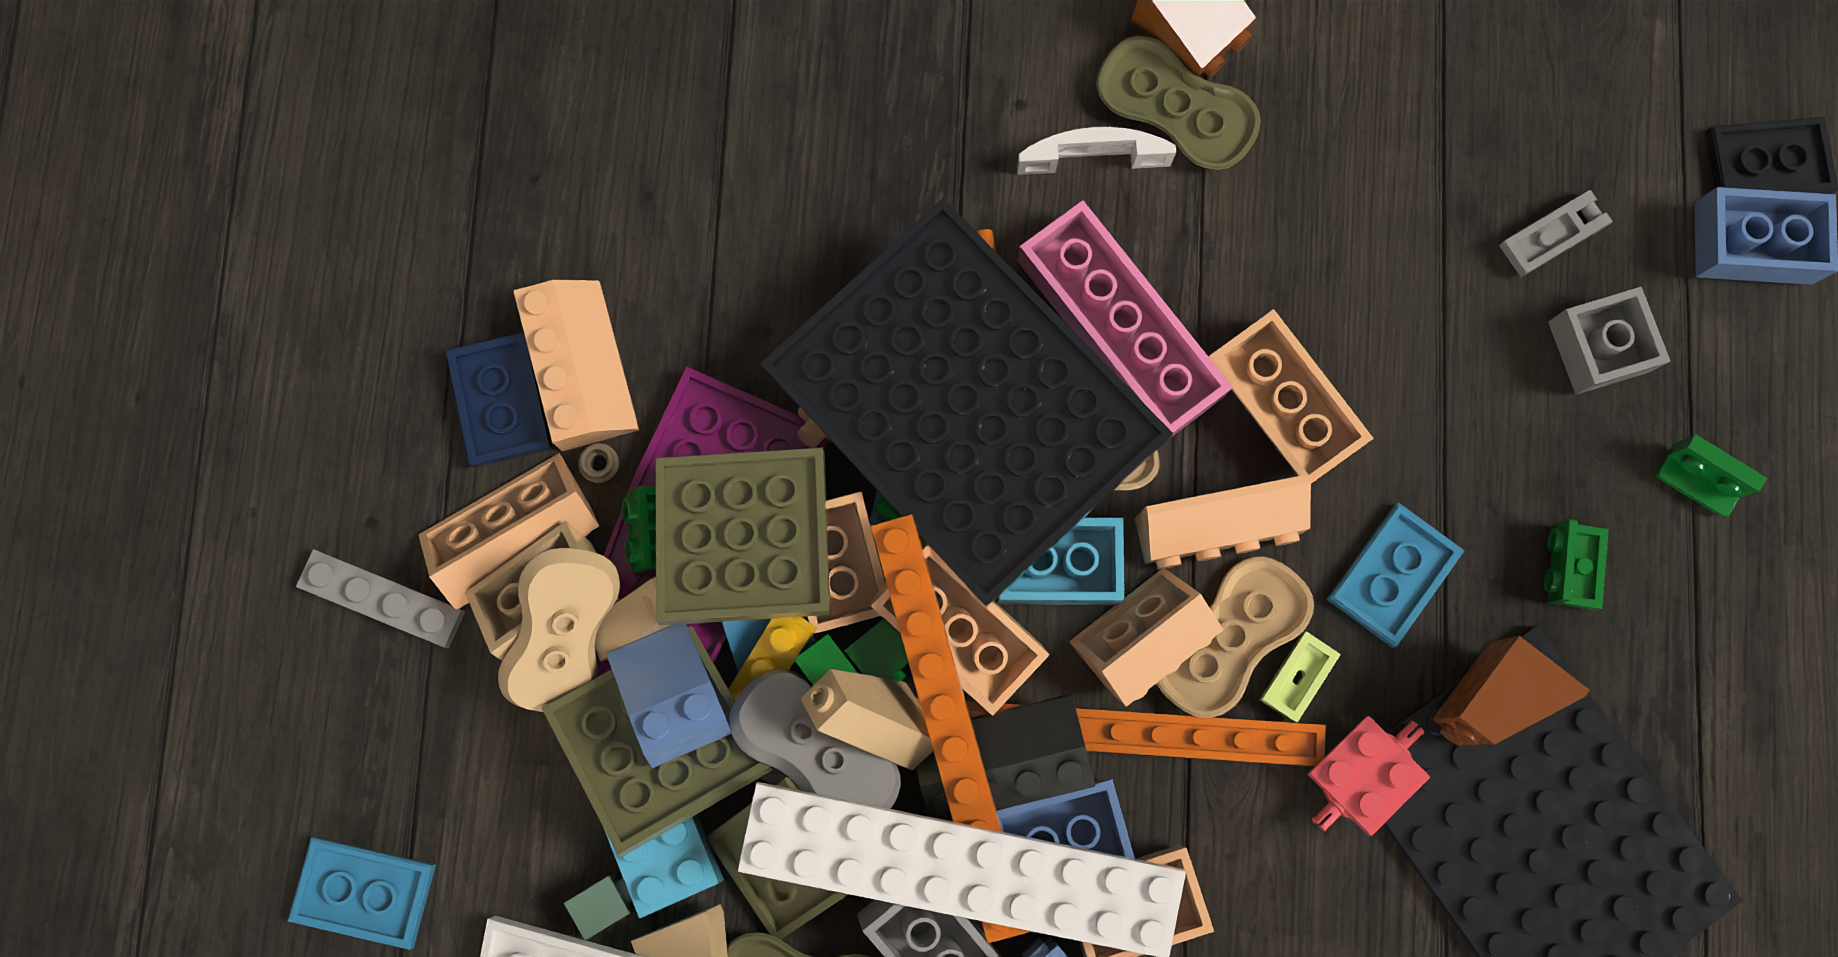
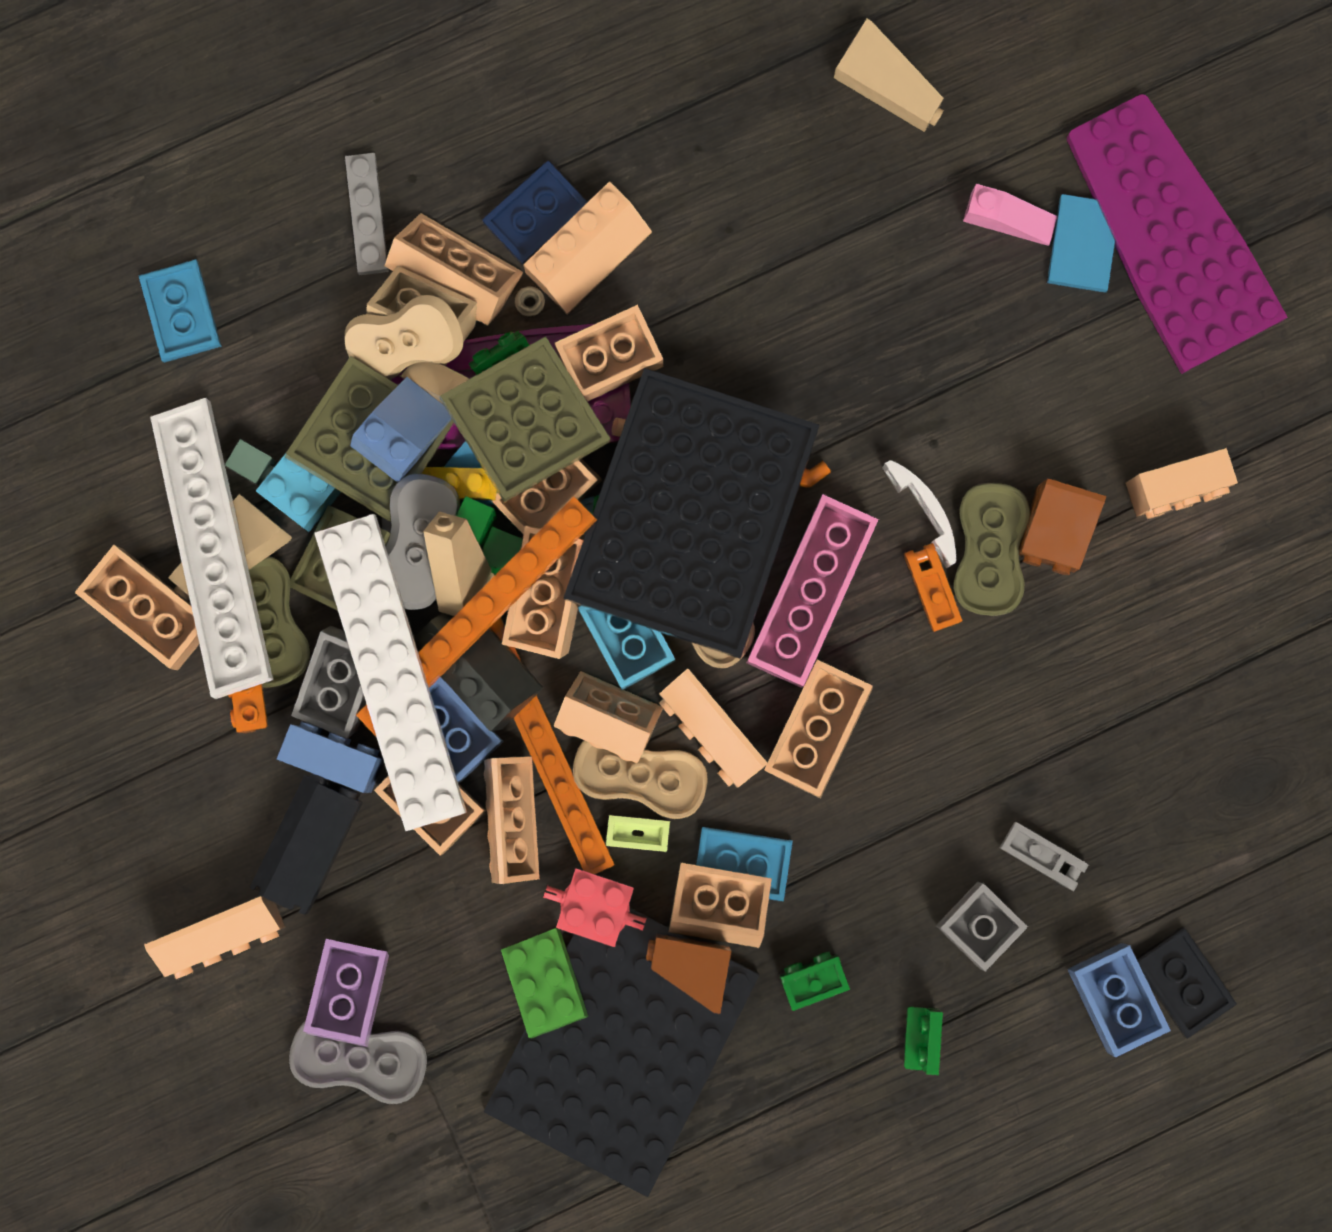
camera: 60 degrees right, 5 degrees up
(717, 394) = (609, 353): none -> light nougat brick
(1187, 189) = (933, 588): none -> orange plate
(1212, 821) = (511, 819): none -> light nougat slope
(1428, 887) = (544, 983): none -> bright green plate
(1437, 624) = (720, 905): none -> light nougat slope

